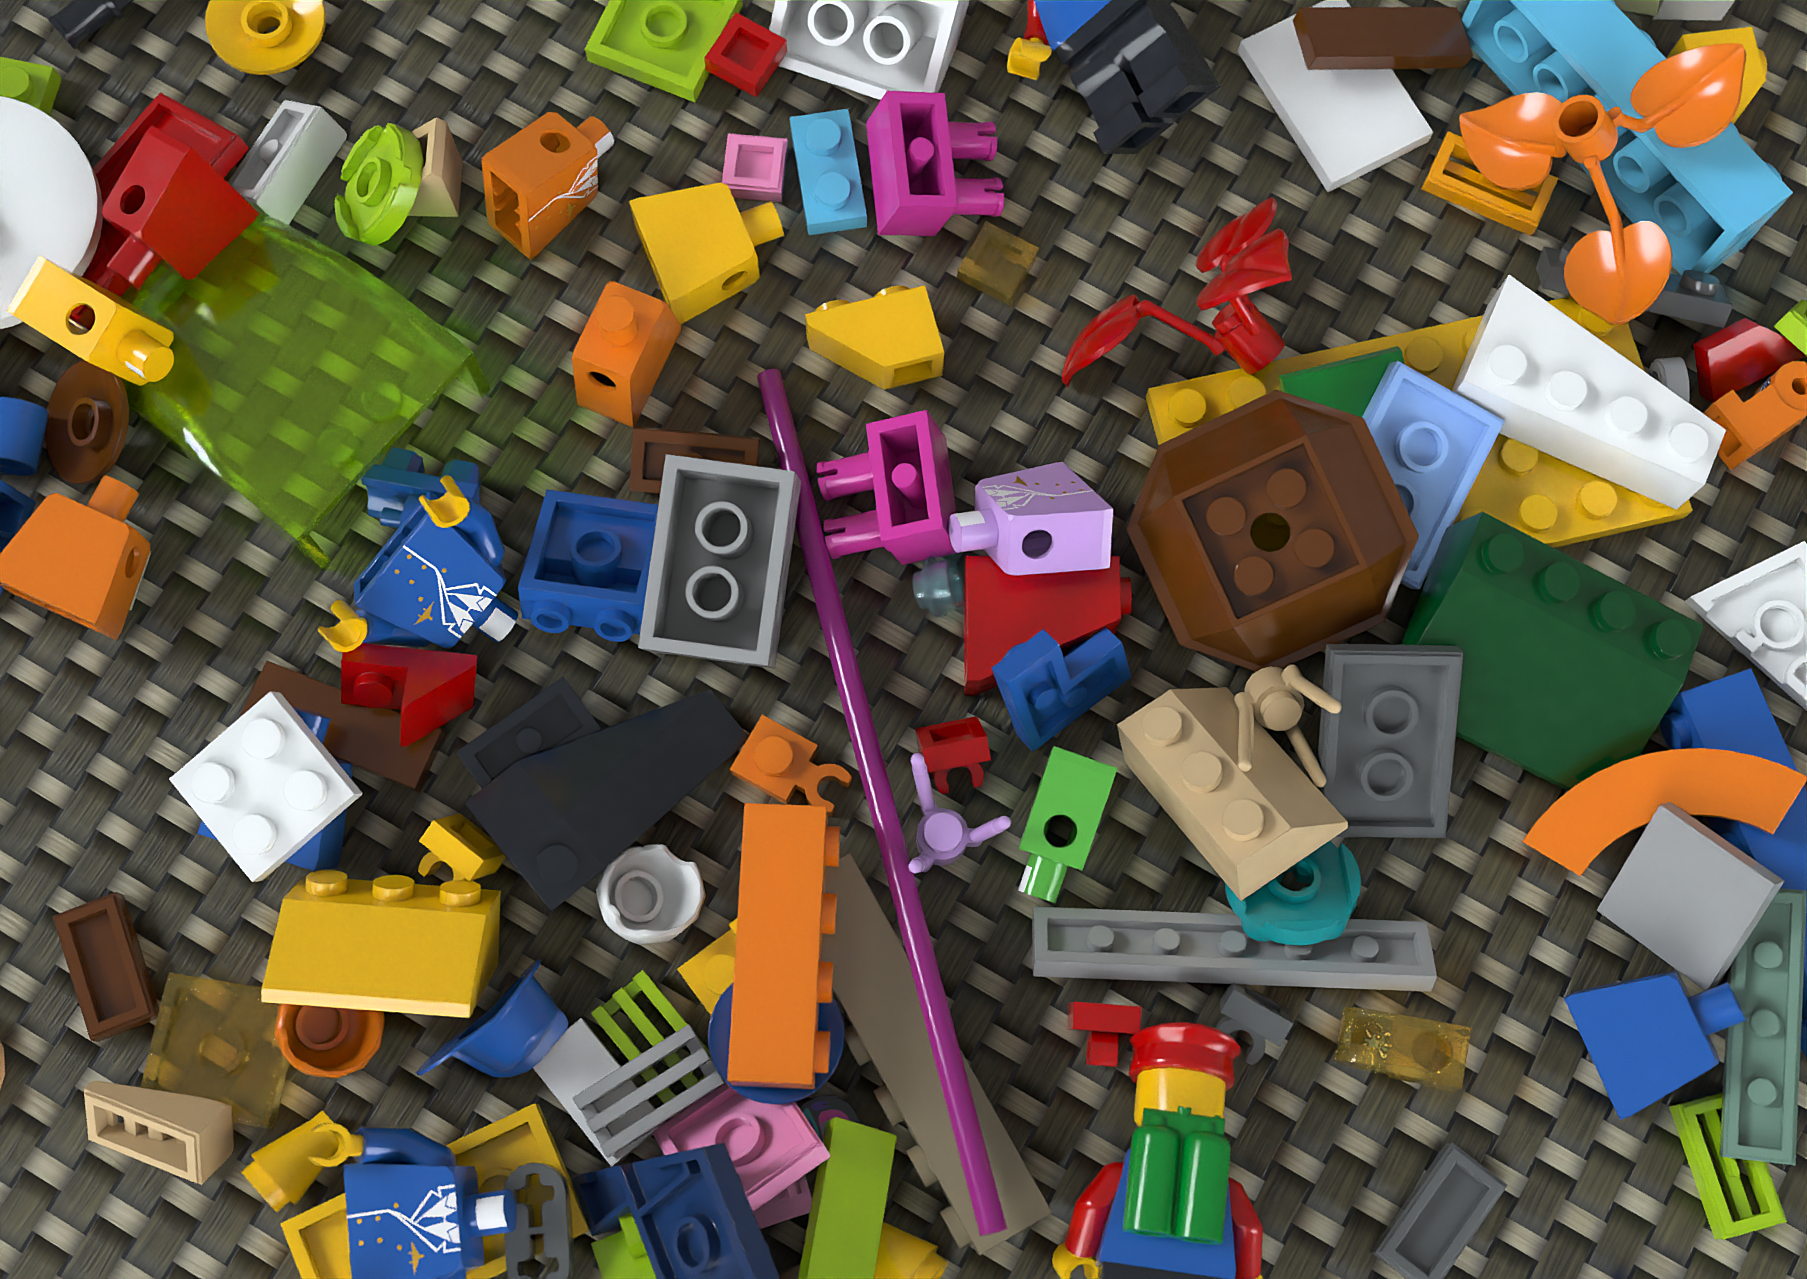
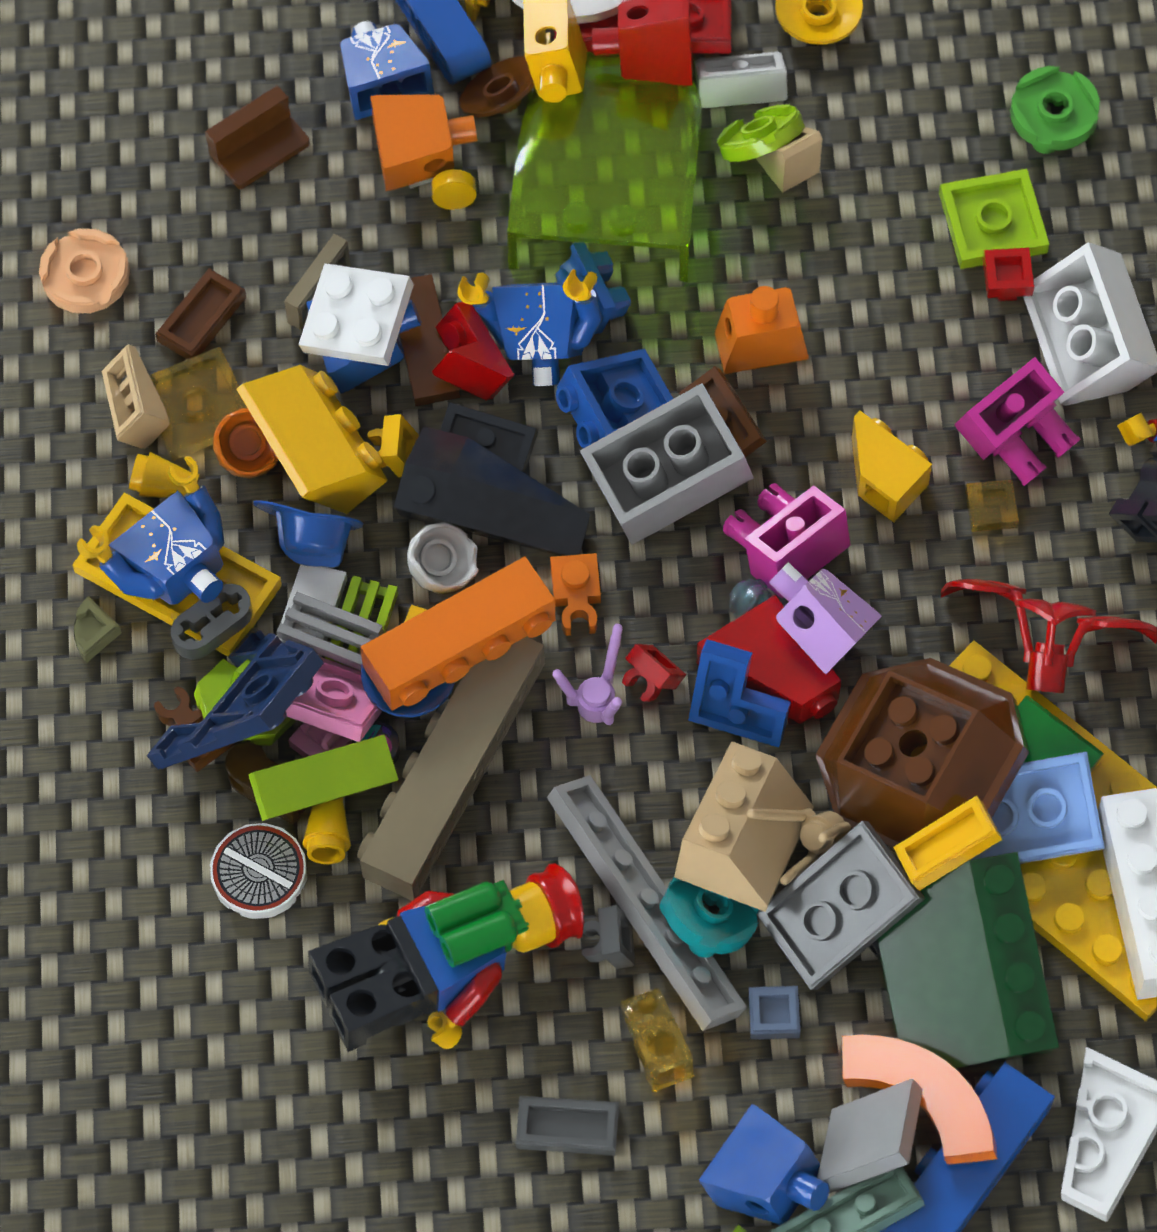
camera: 60 degrees right, 10 degrees down
(160, 761) = (335, 253): none -> dark tan tile
(176, 562) = (453, 189): none -> yellow tile
(542, 179) = (836, 217): orange torso -> none
(702, 244) = (864, 331): yellow torso -> none
(755, 167) = (944, 330): bright pink tile -> none
(828, 172) = (974, 372): medium azure plate -> none
(885, 820) = (591, 639): magenta piece -> none
(1069, 789) = (654, 751): bright green torso -> none
(1103, 1026) = (544, 851): red tile -> none
(1424, 577) = (947, 843): none -> yellow tile
(1444, 895) = (774, 1012): none -> sand blue tile

